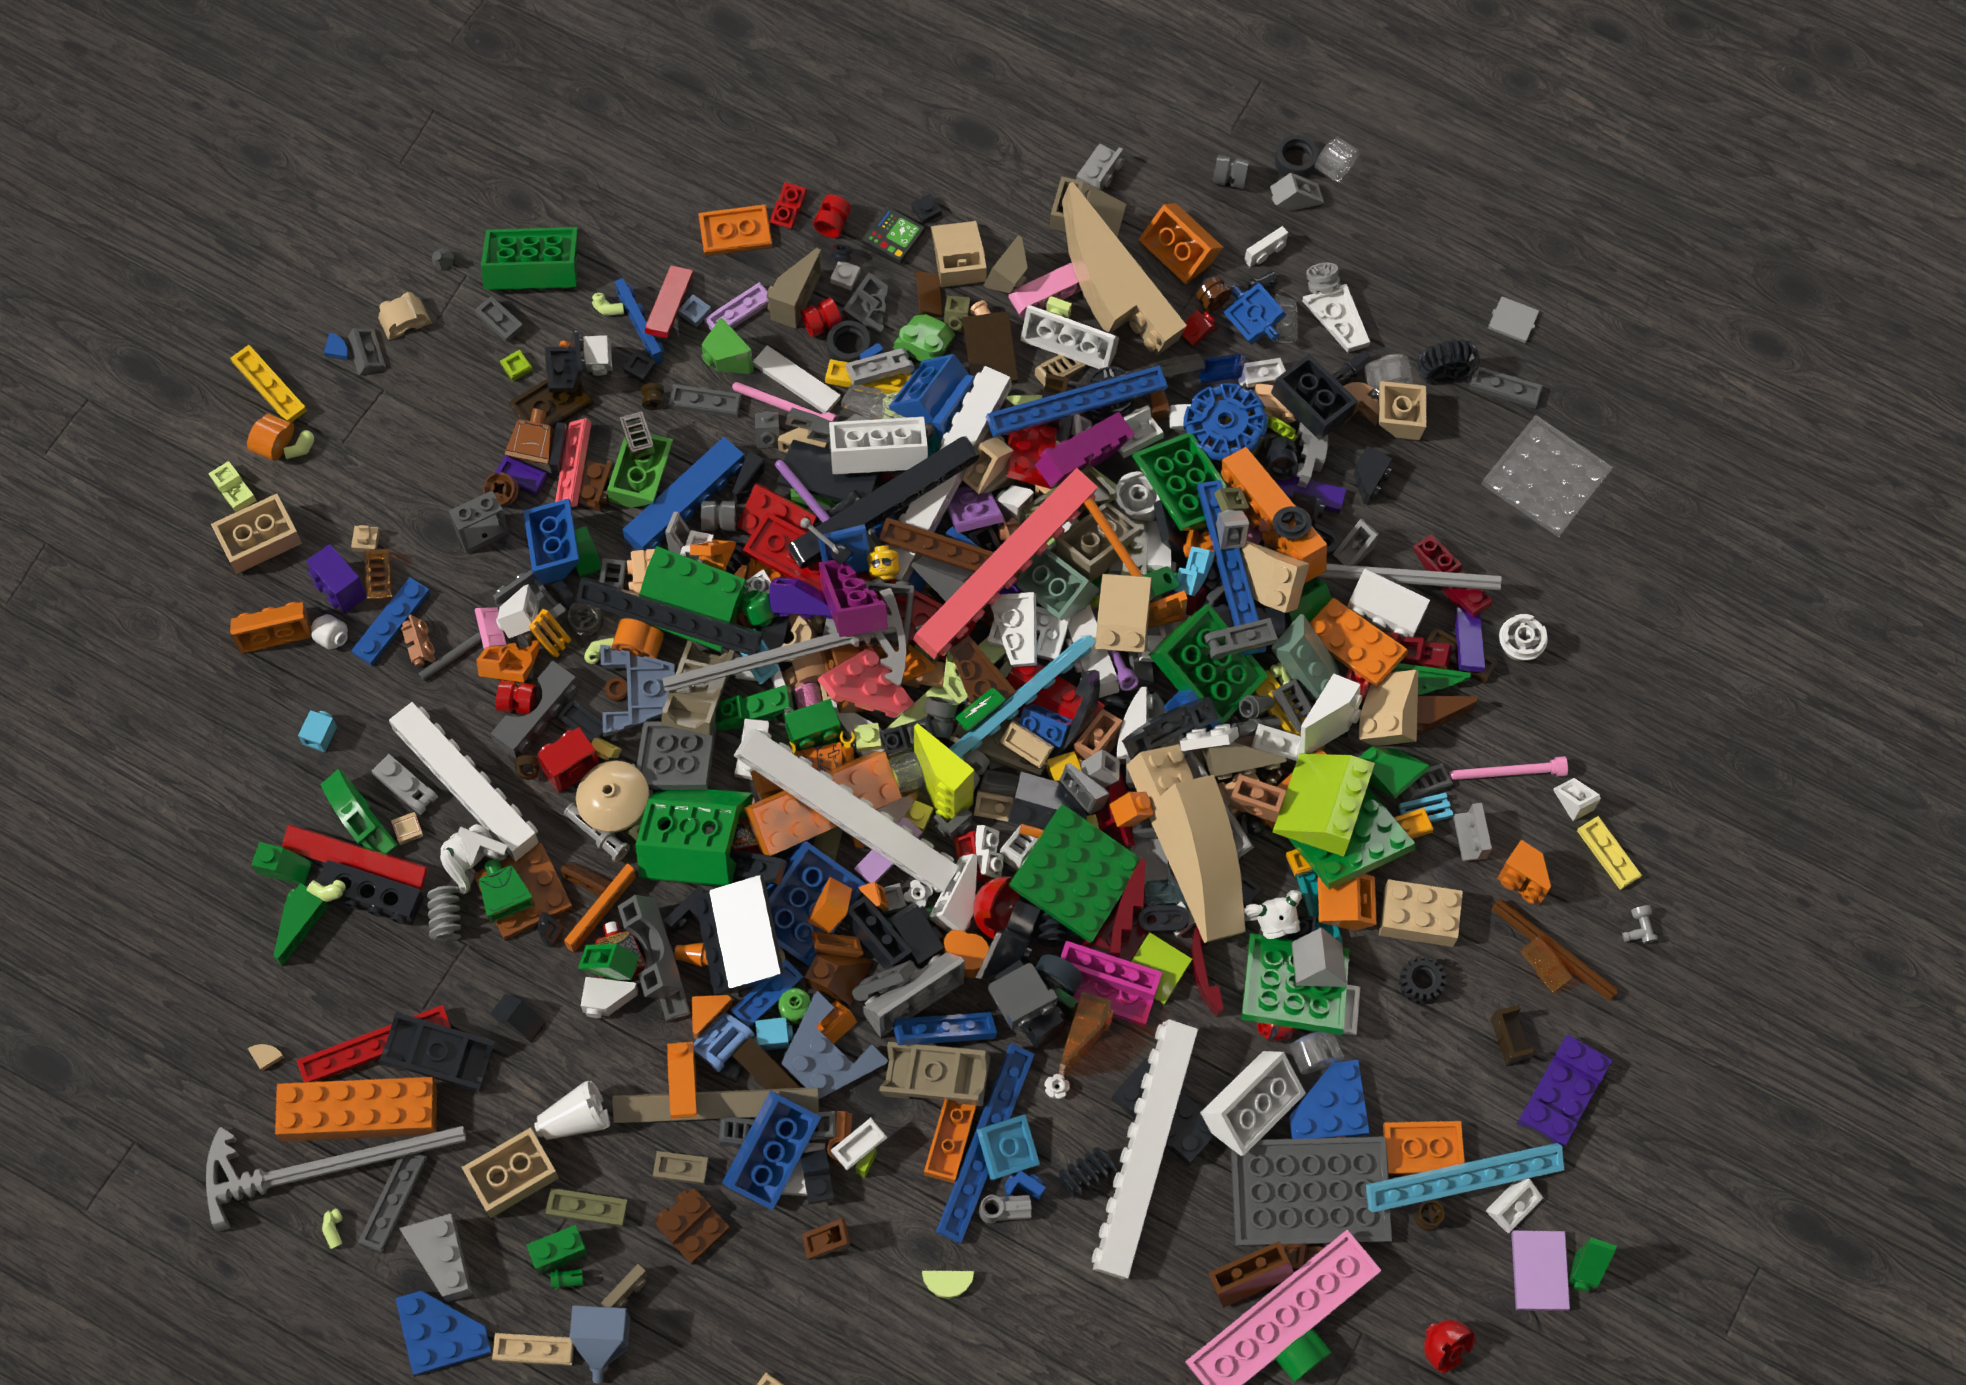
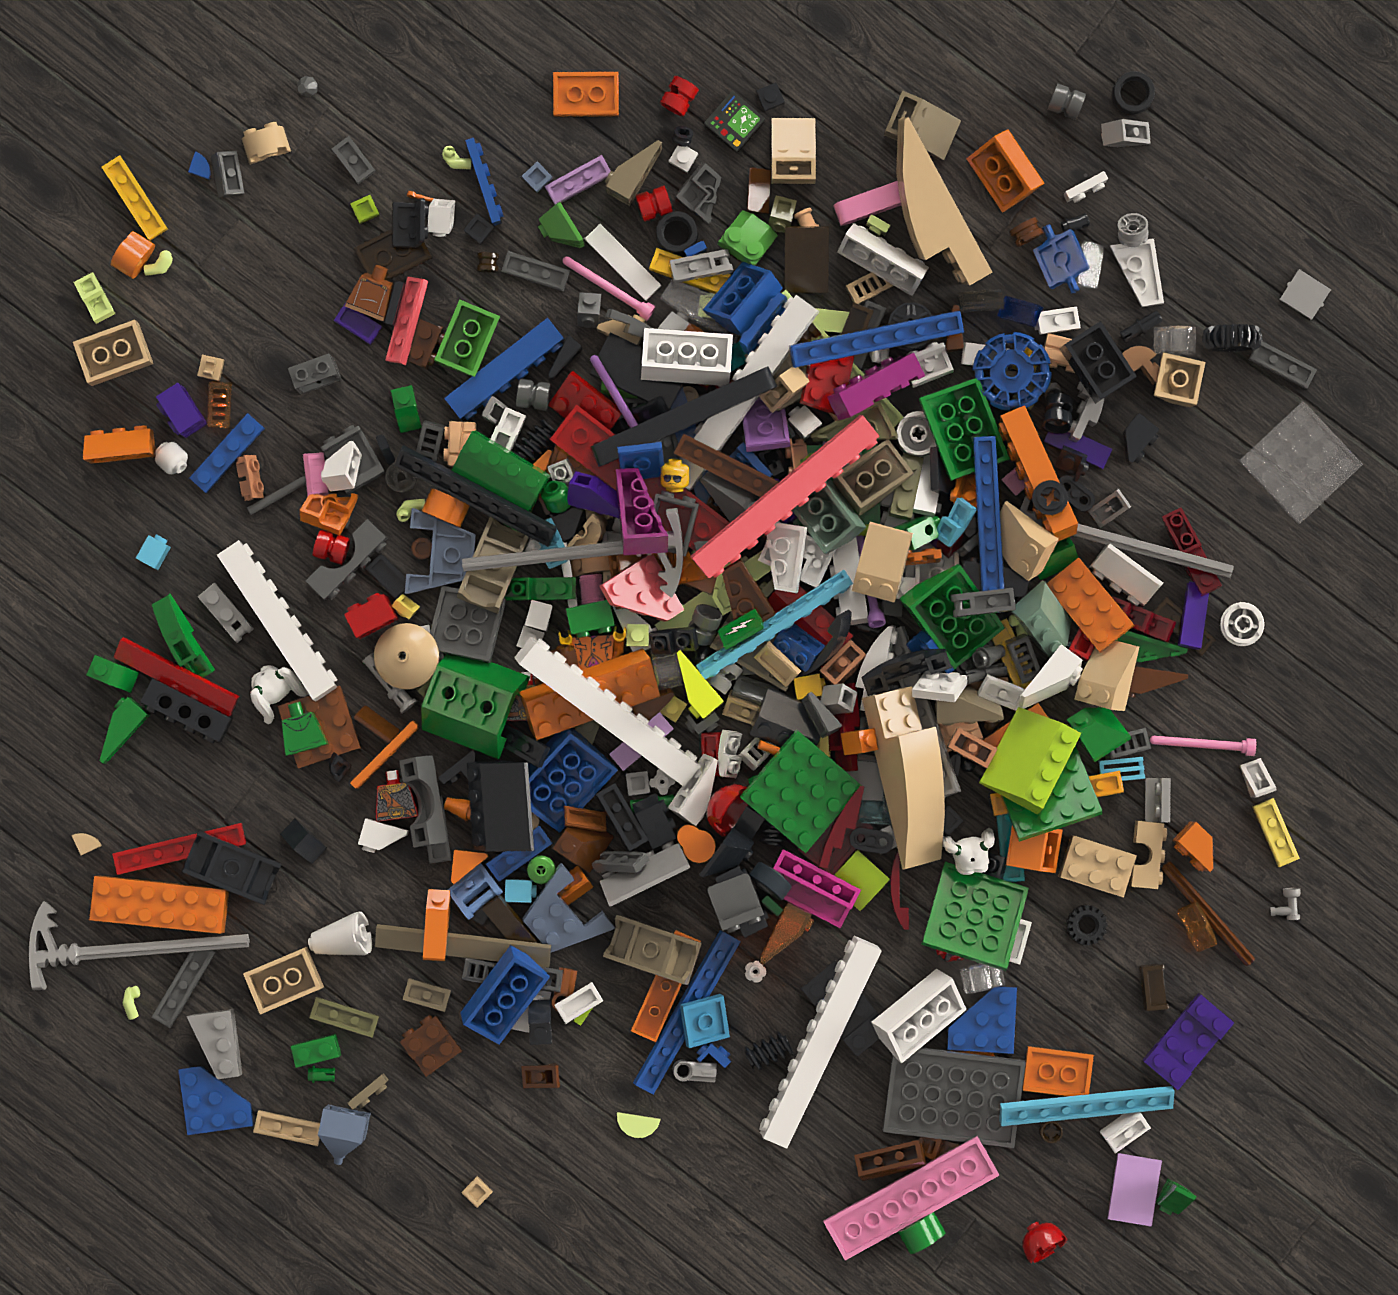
camera: 10 degrees right, 20 degrees up
(328, 892) = (150, 711): yellowish green arm -> none
(407, 828) = (224, 654): tan tile -> none
(442, 915) = (249, 739): light grey piece -> none
(473, 841) = (281, 687): white slope -> none
(511, 488) = (346, 343): reddish brown wheel -> none
(526, 764) = (334, 610): dark brown tile -> none
(530, 258) = (389, 98): green slope -> none
(551, 540) = (378, 401): blue slope -> none
(559, 643) = (374, 497): light orange tile -> none
(609, 961) = (385, 811): green slope -> none
(641, 450) = (472, 326): slope -> none
(668, 301) = (513, 167): tile -> none
(714, 552) = (523, 438): orange slope -> none
(788, 206) = (639, 75): red slope -> none
(830, 906) = (584, 787): orange slope -> none
(838, 552) = (635, 466): hinge -> none
(876, 894) = (624, 783): orange slope -> none
(944, 1028) = (666, 910): blue plate -> none
(1009, 269) = (837, 180): dark tan slope -> none
(1101, 166) = (942, 76): light grey bracket -> none
(1112, 537) = (886, 486): orange bar -> none
(1198, 326) = (1006, 262): red bracket -> none
(1231, 499) = (1000, 462): olive bracket -> none
(1232, 529) = (995, 492): light grey slope -> none
(1281, 428) = (1063, 381): lime gear -> none
(1319, 960) = (999, 899): light grey slope -> none
(1336, 159) = (1171, 102): clear piece -> none
(1473, 873) = (1149, 874): none -> tan arch

